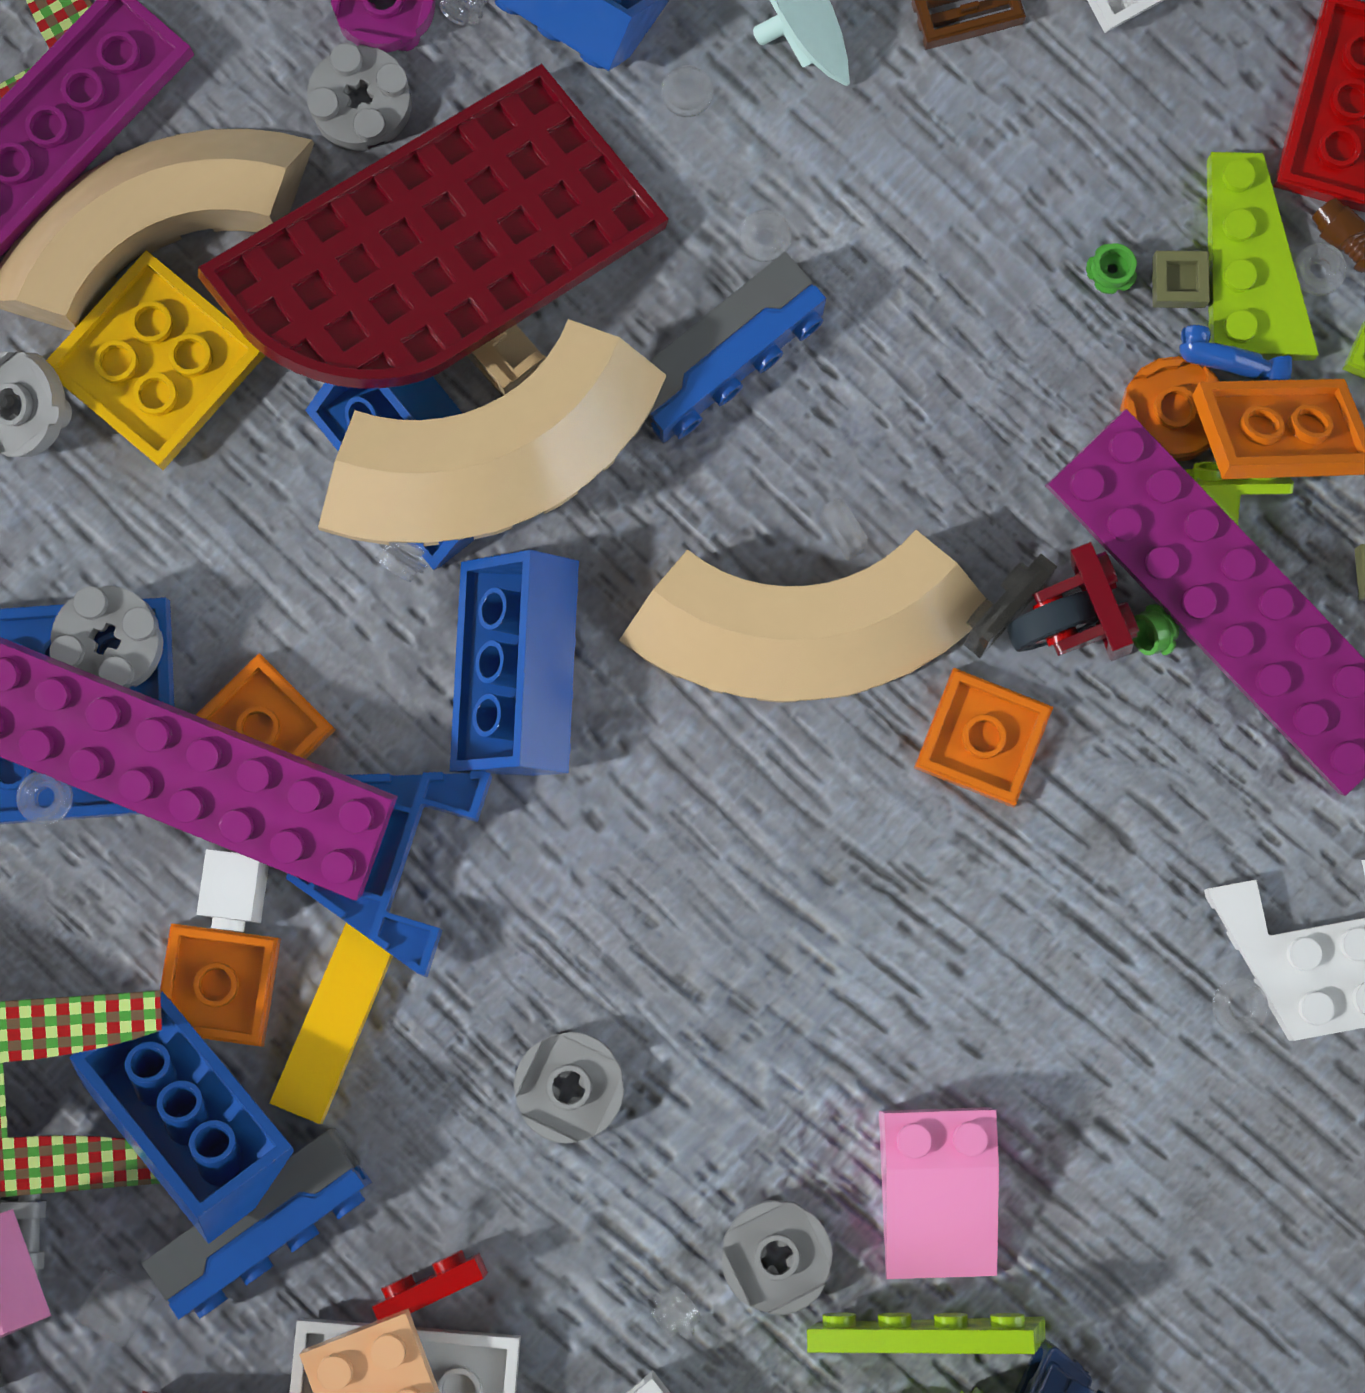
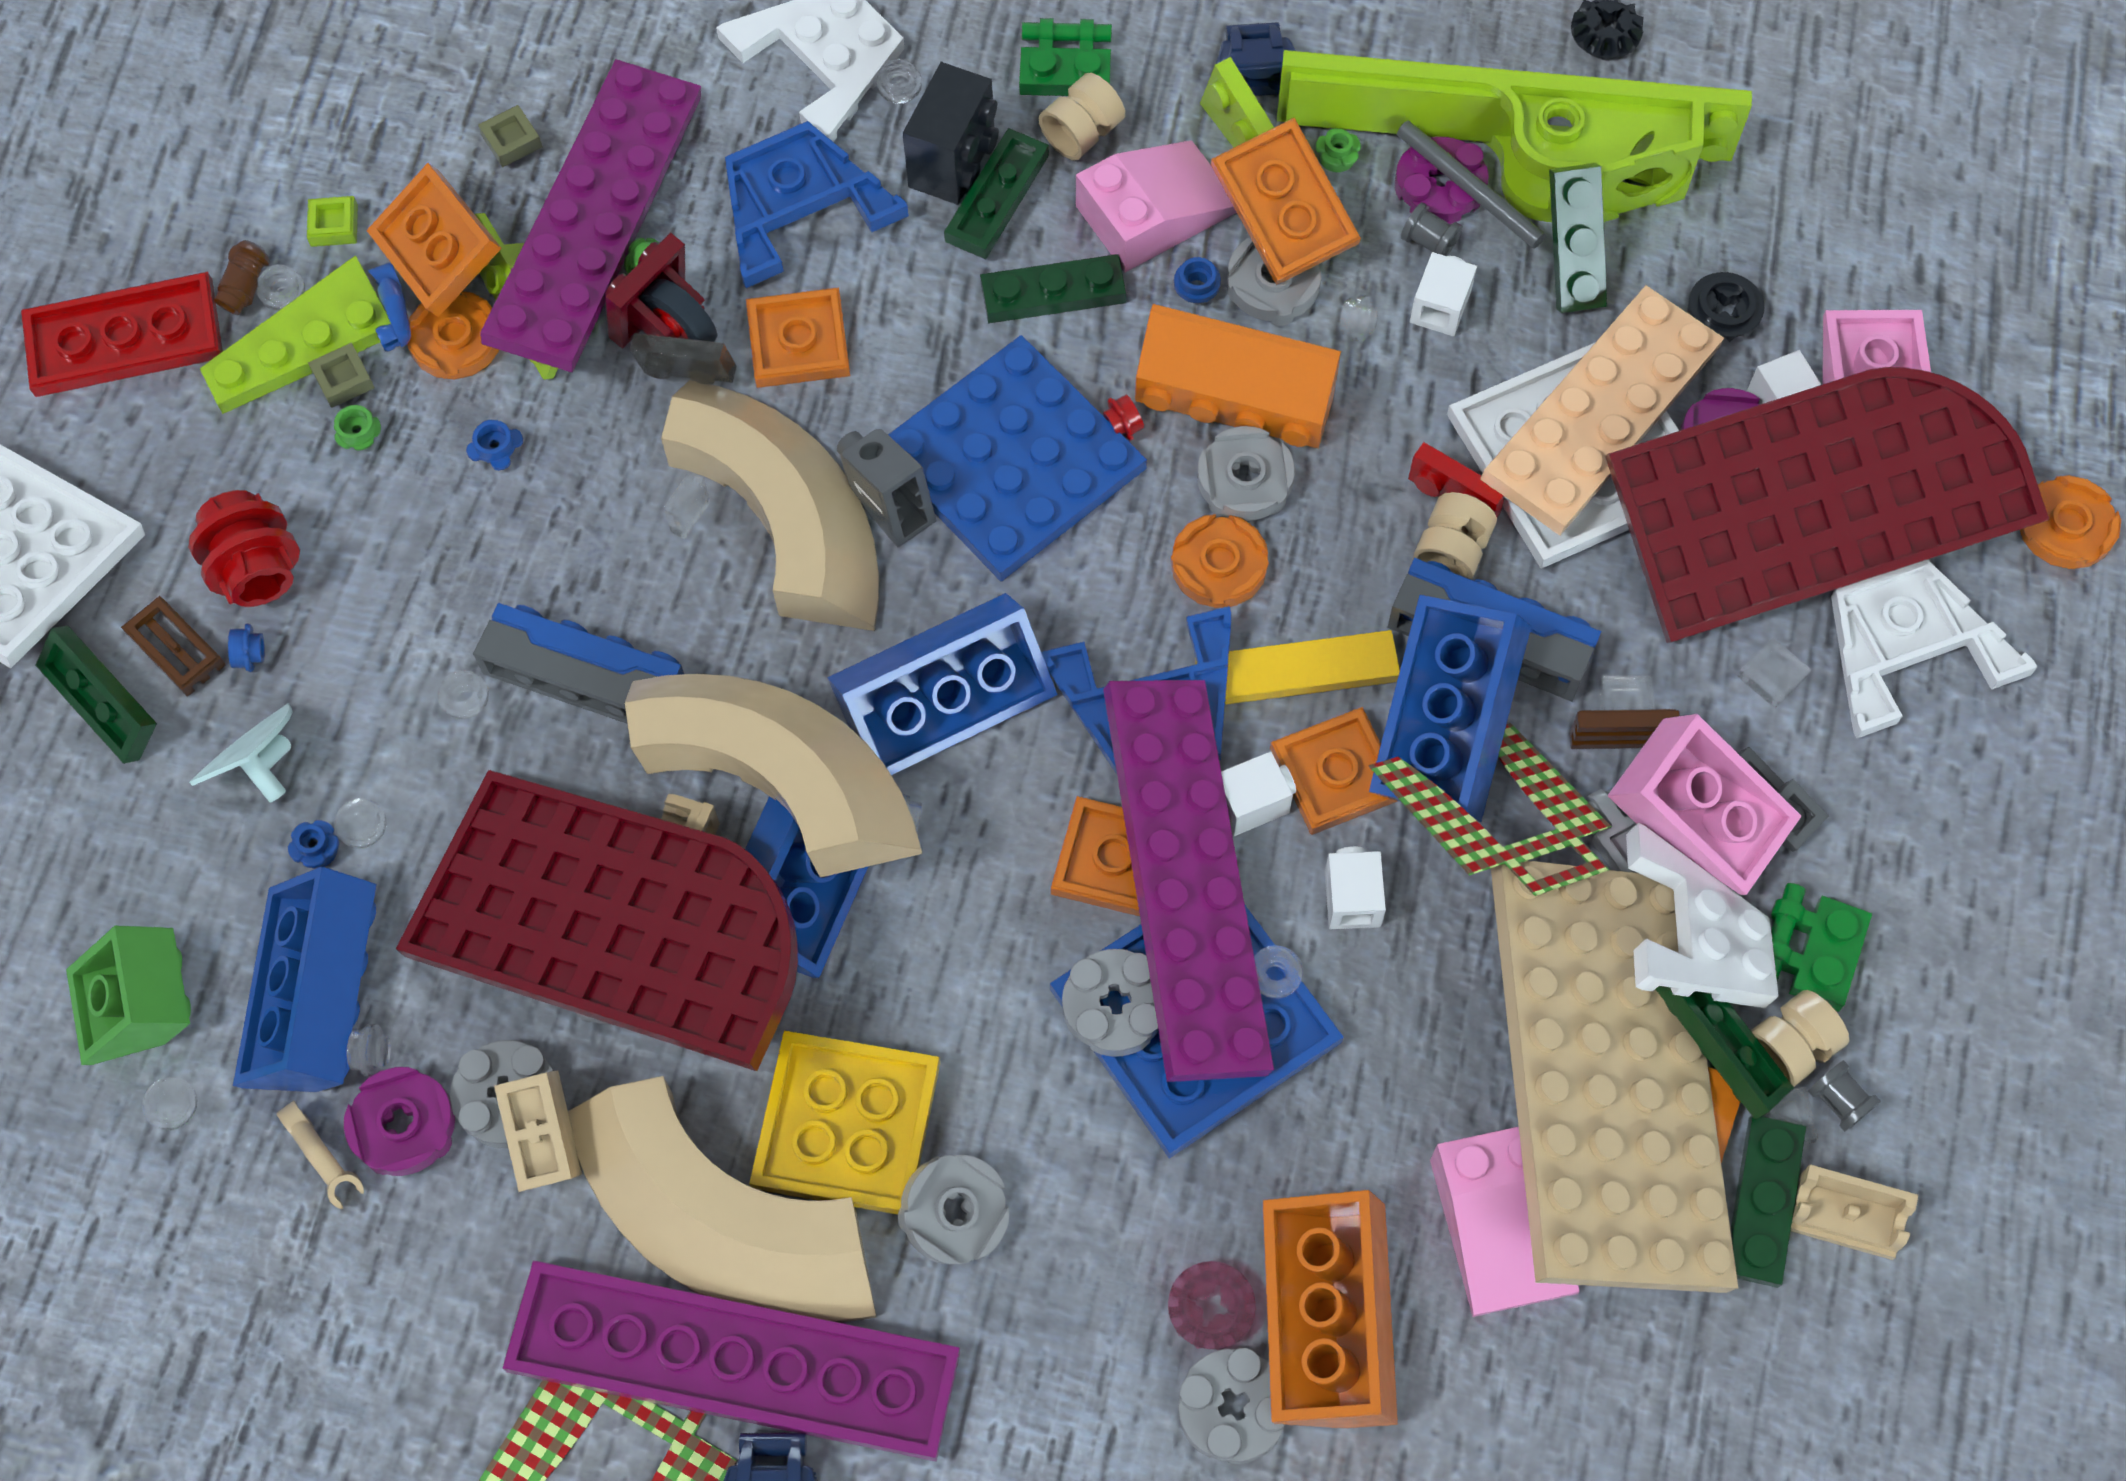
camera: 120 degrees left, 15 degrees down
(82, 1280) = (1616, 728): none -> reddish brown tile
(86, 923) = (1354, 888): none -> white brick
(292, 98) = (538, 1130): none -> tan hinge
(370, 1246) = (1457, 533): none -> tan wheel
(496, 1007) = (1219, 560): none -> orange tile
(665, 1135) = (1236, 376): none -> orange slope
(690, 55) = (315, 856): none -> blue plate
(702, 1003) = (1124, 416): none -> red plate
(727, 871) = (1016, 457): none -> blue plate
(735, 725) = (876, 469): none -> dark grey torso
(837, 1175) = (1200, 270): none -> blue plate
(838, 1311) = (1285, 201): none -> orange tile
(896, 1023) = (1053, 288): none -> dark green plate
(924, 67) = (245, 648): none -> blue plate
(1019, 99) = (244, 548): none -> red piece
(1027, 373) = (494, 432): none -> blue plate
(1040, 1029) = (996, 193): none -> dark green plate
(1082, 1175) = (1079, 120): none -> tan wheel
(1125, 1012) = (950, 133): none -> black brick
(1161, 1193) = (1054, 70): none -> green plate
(1174, 822) = (789, 180): none -> blue wing

